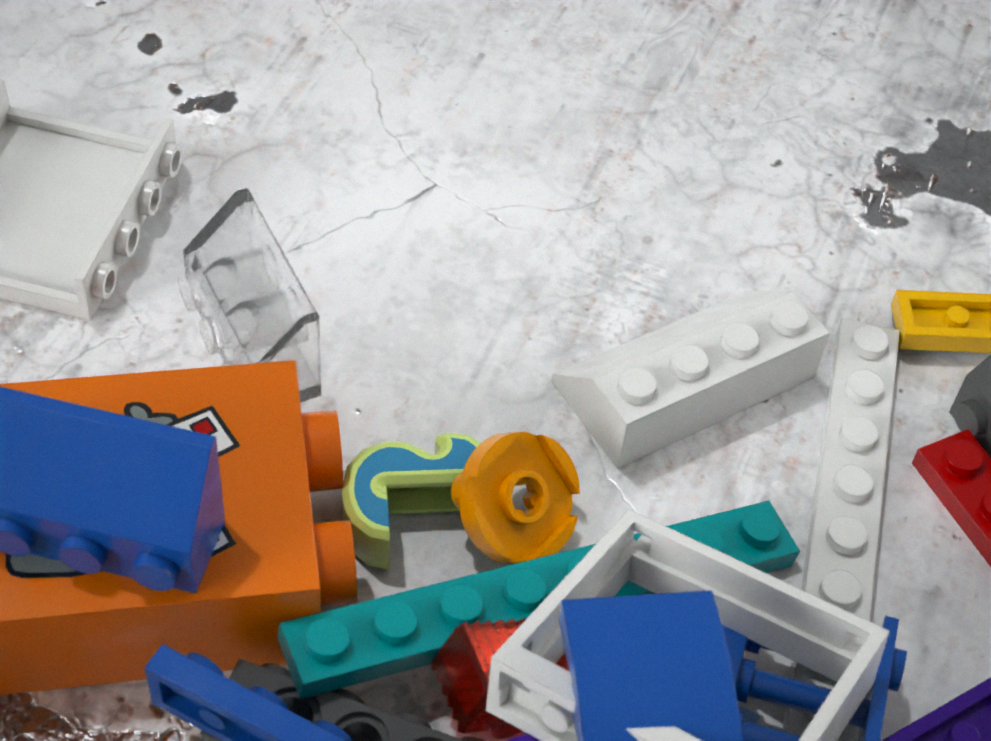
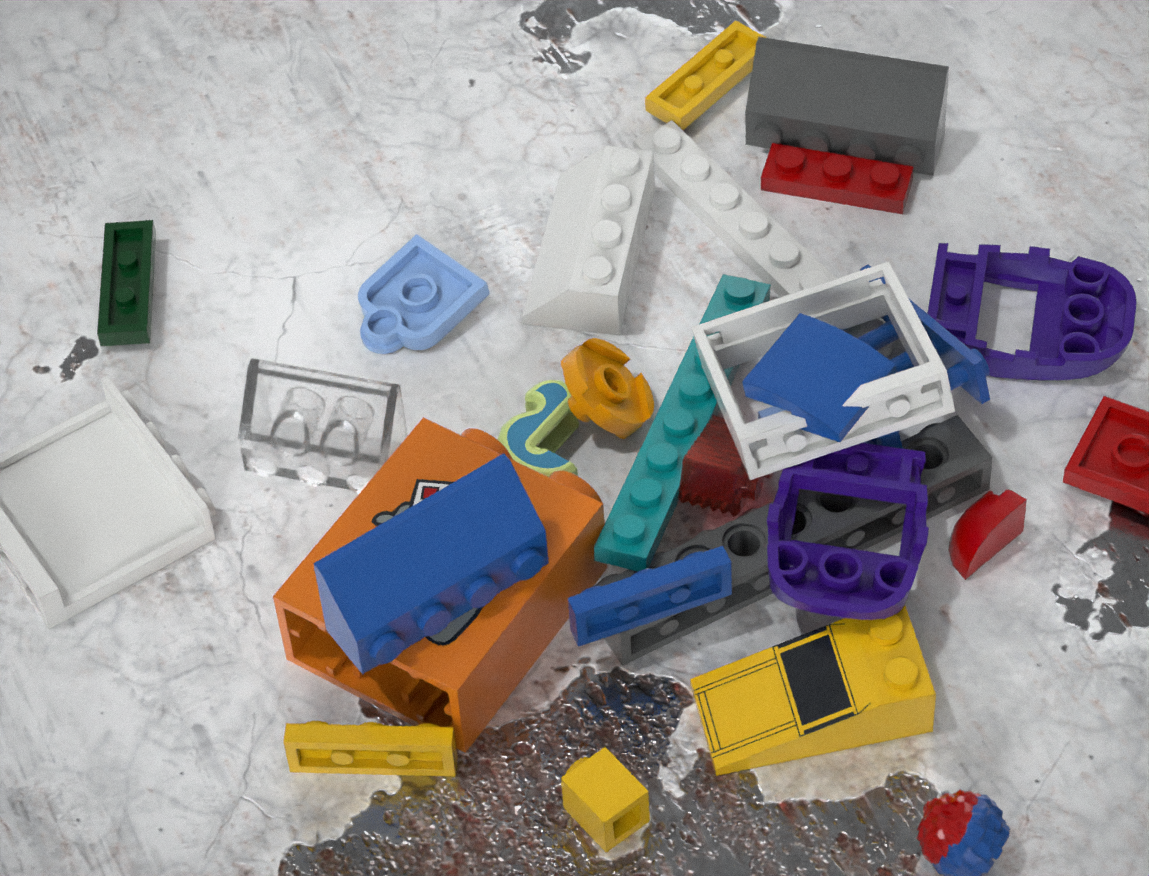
camera: 40 degrees left, 0 degrees up
(305, 78) = (127, 283): none -> dark green plate
(488, 280) = (416, 298): none -> light blue plate

